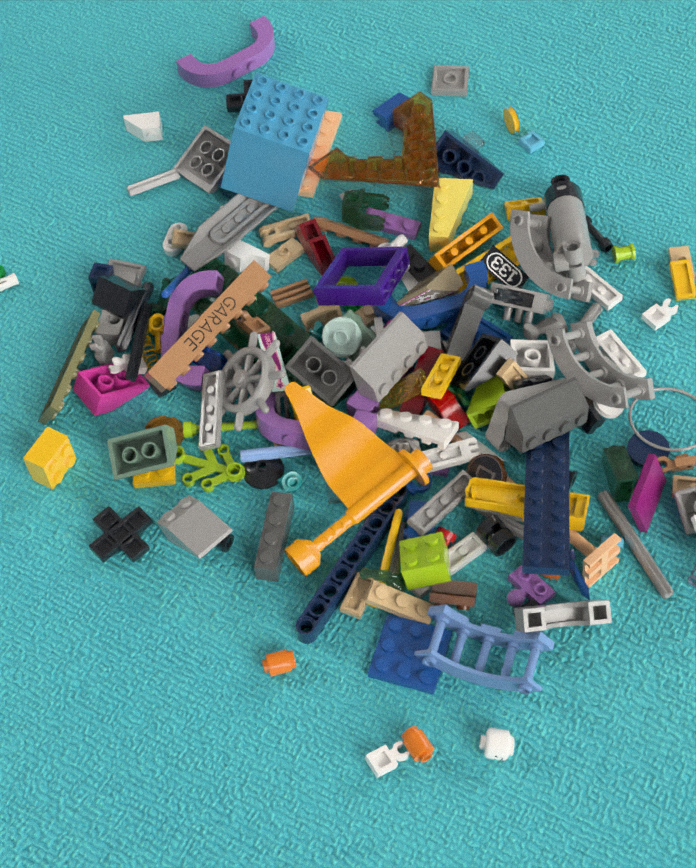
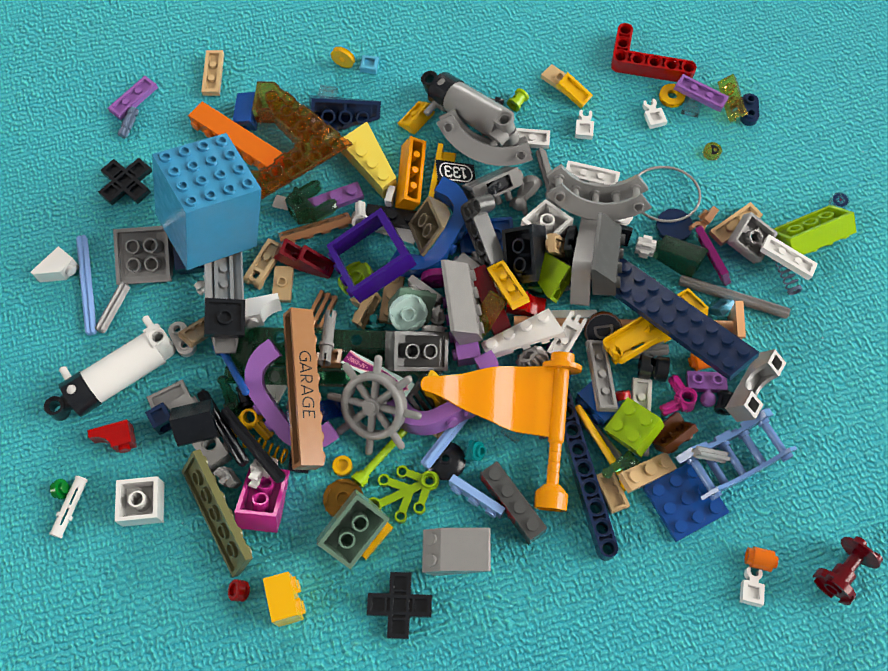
camera: 50 degrees left, 10 degrees up
(29, 430) = (238, 590): none -> red tile
(32, 320) = (139, 501): none -> white brick
(65, 267) = (118, 434): none -> red arch
(104, 222) = (112, 373): none -> white piece
(153, 153) = (86, 285): none -> light blue axle
(187, 411) = (342, 466): none -> yellow tile
(208, 238) = (224, 318): none -> black plate
(211, 410) = (367, 450): light grey tile -> none
(234, 66) = (79, 164): medium lavender arch -> none
(252, 509) = (476, 497): none -> light blue plate
(259, 312) = (326, 344): none -> light grey pin
(279, 662) = (615, 591): orange brick -> none
(300, 60) = (128, 122): none -> sand blue axle
(323, 45) = (132, 97): none -> medium lavender tile
(361, 119) = (249, 146): none -> orange brick
(399, 65) = (212, 73): none -> tan plate
(431, 249) = (390, 196): none -> white tile
(450, 80) = (261, 58): light grey tile -> none
(459, 628) = (710, 454): none -> light grey axle
(464, 811) = (838, 580): none -> dark red piece
(494, 580) = (681, 393): none -> dark pink axle
(497, 744) = (804, 509): white head -> none
(597, 441) = (645, 246): none -> white gear

